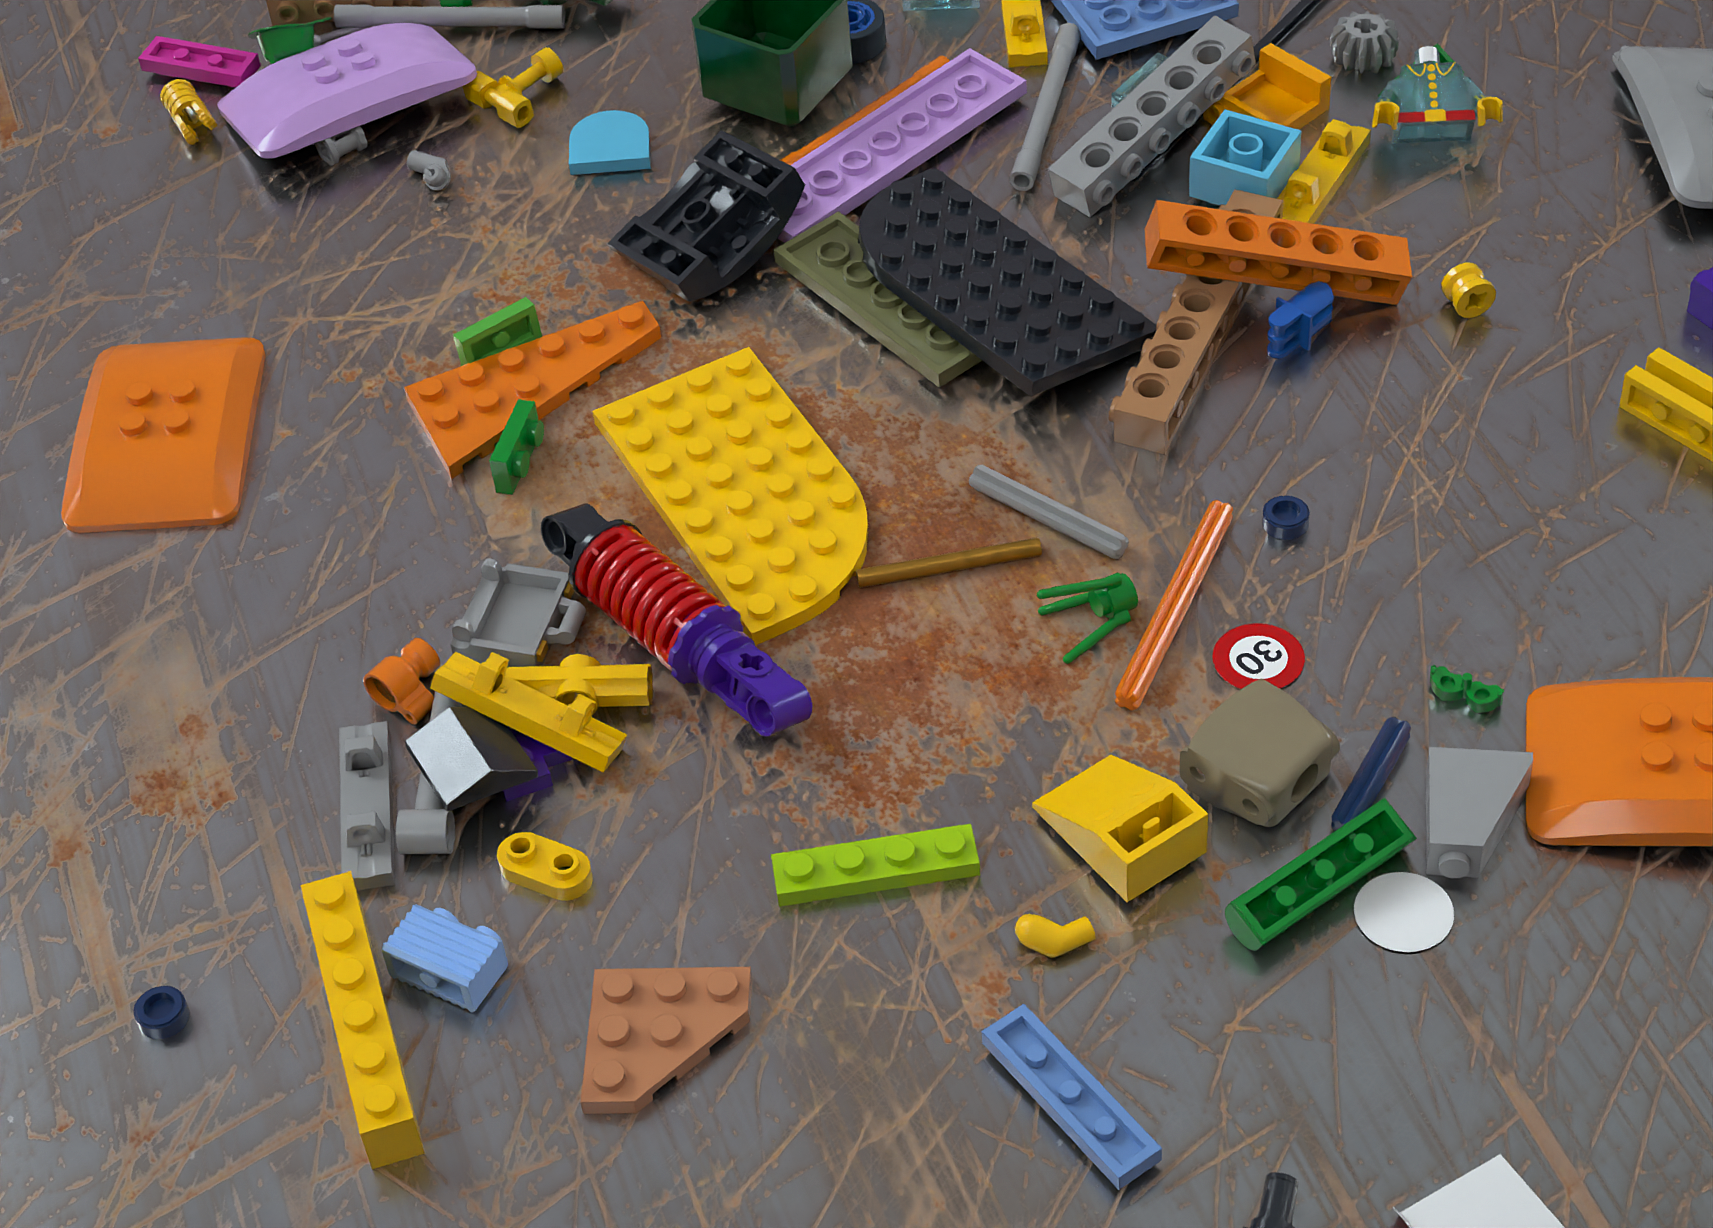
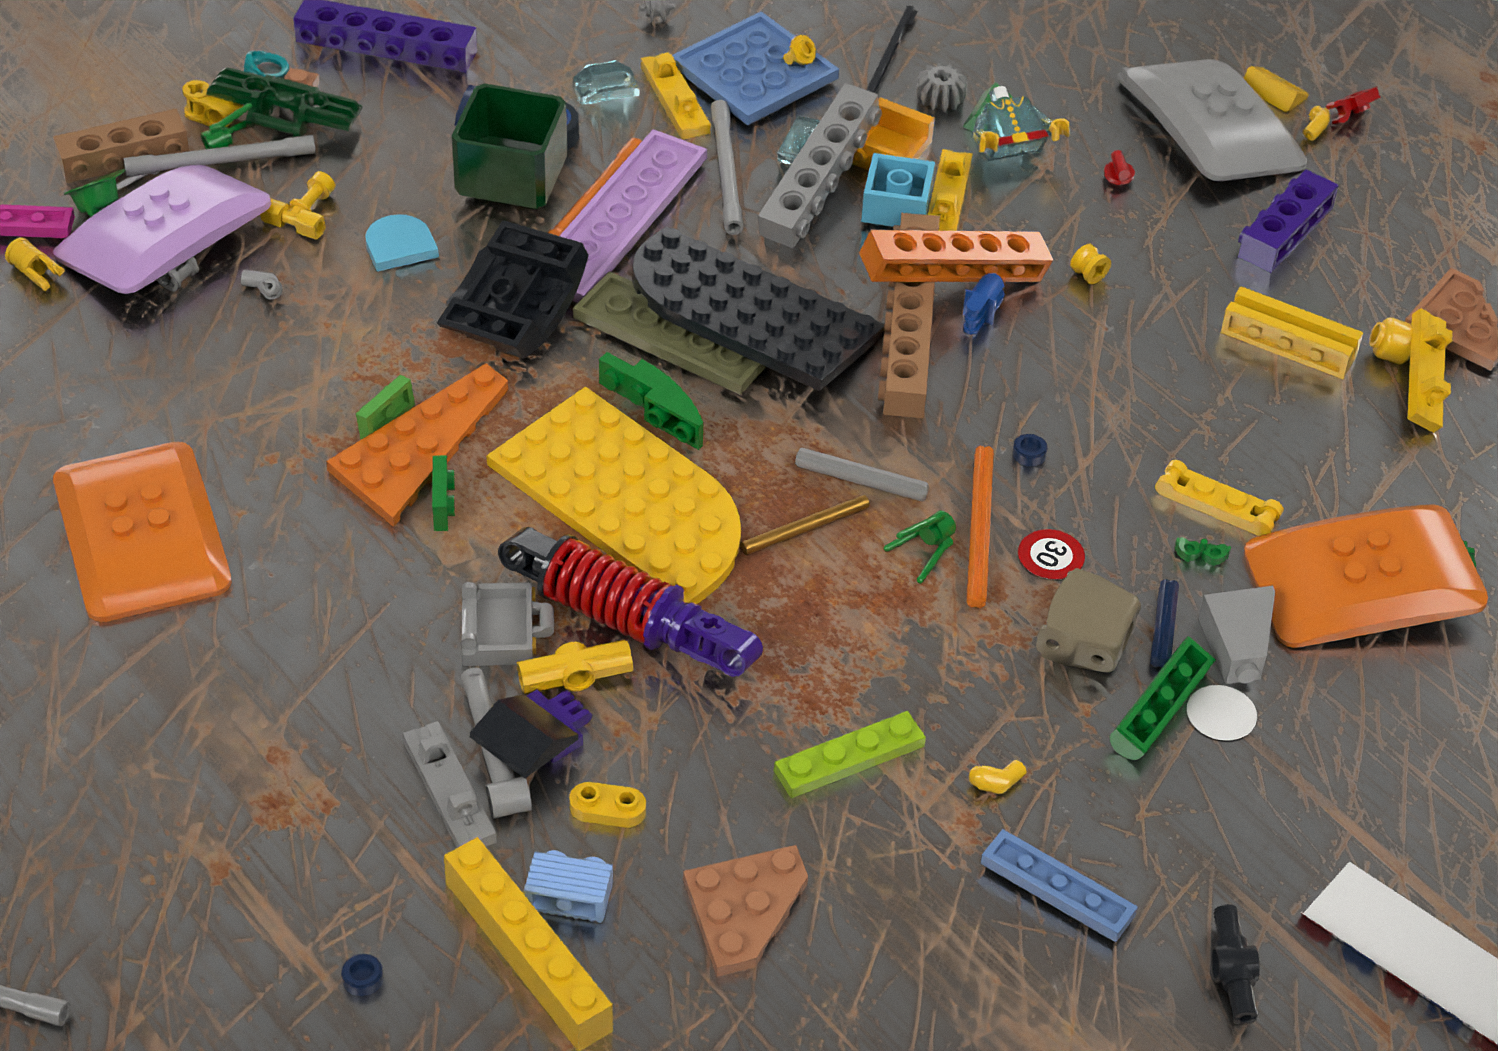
camera: 25 degrees left, 0 degrees up
(396, 681) = (432, 689): orange piece -> none
(529, 711) = (551, 691): yellow hinge -> none
(827, 368) = (663, 400): none -> green slope
(1127, 823) = (1017, 687): yellow slope -> none
(1518, 625) = (1218, 499): none -> yellow plate
(1562, 177) = (1118, 170): none -> red plate

